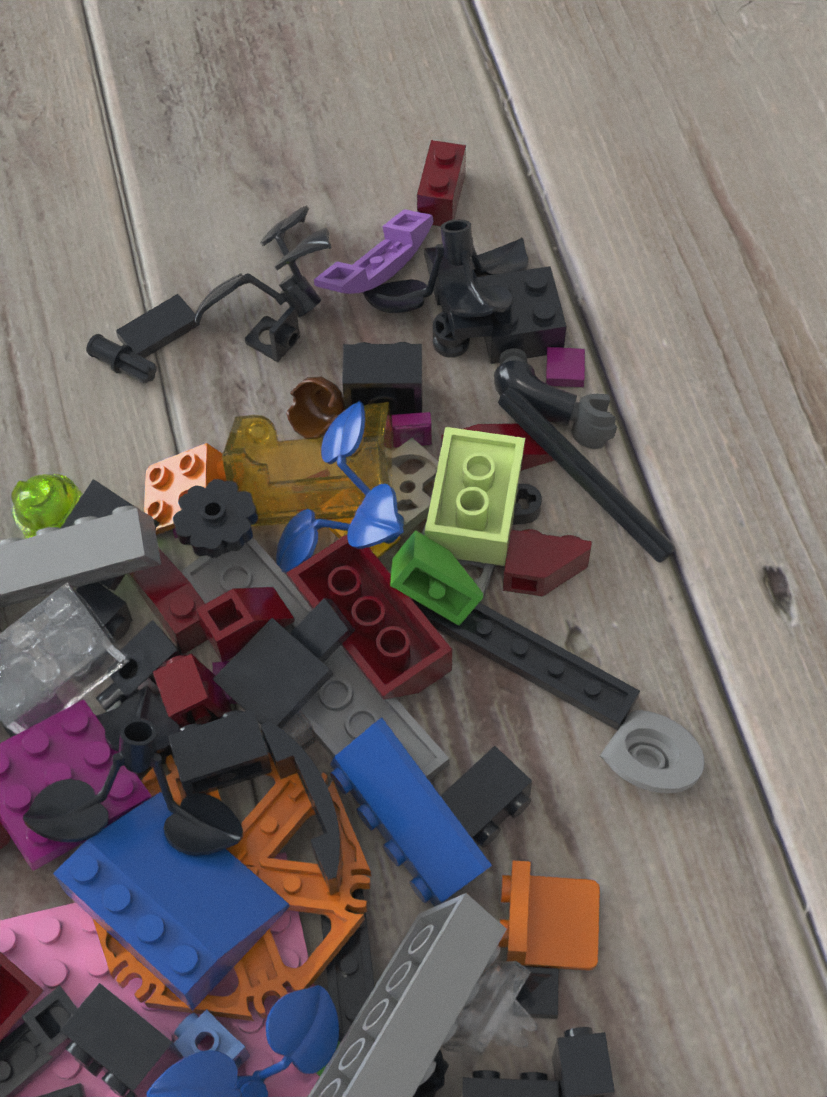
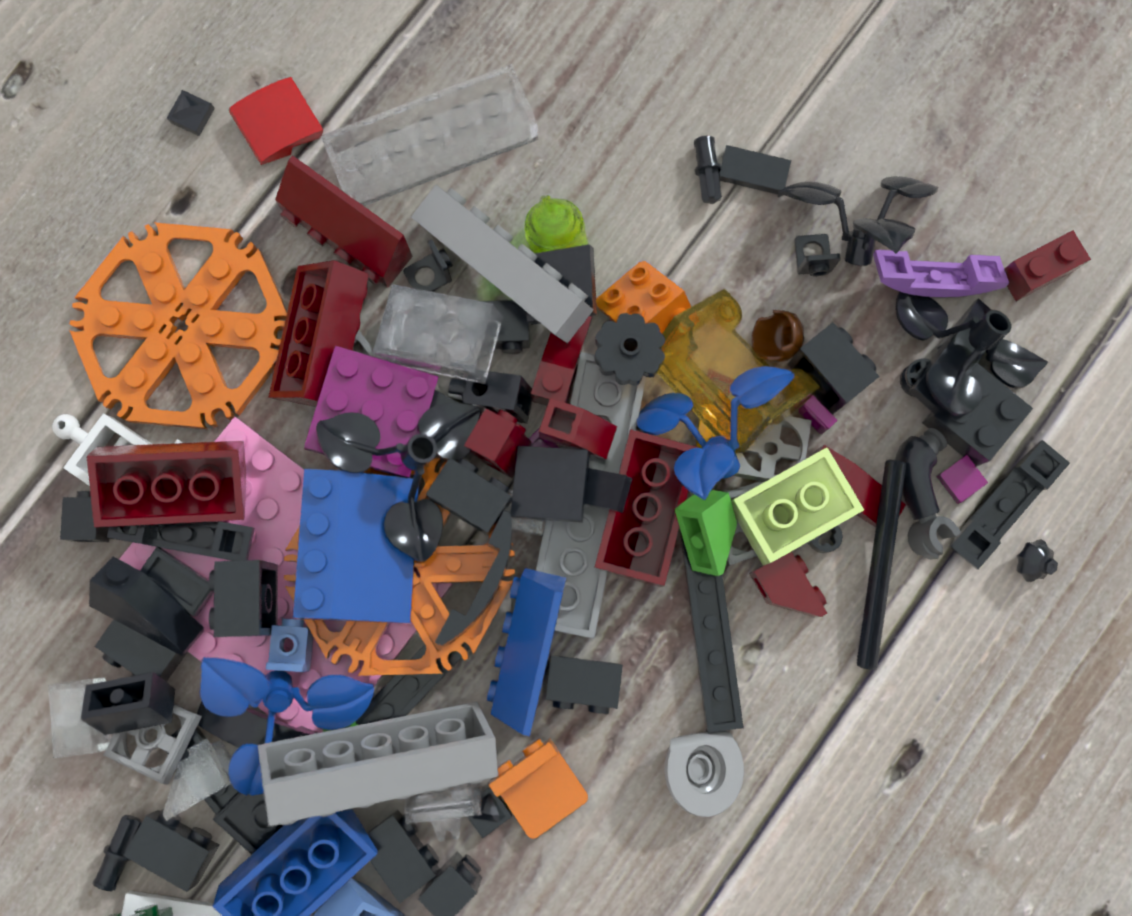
camera: 50 degrees right, 20 degrees up
(614, 345) = (1007, 503): none -> black slope
(682, 360) = (1036, 561): none -> black piece

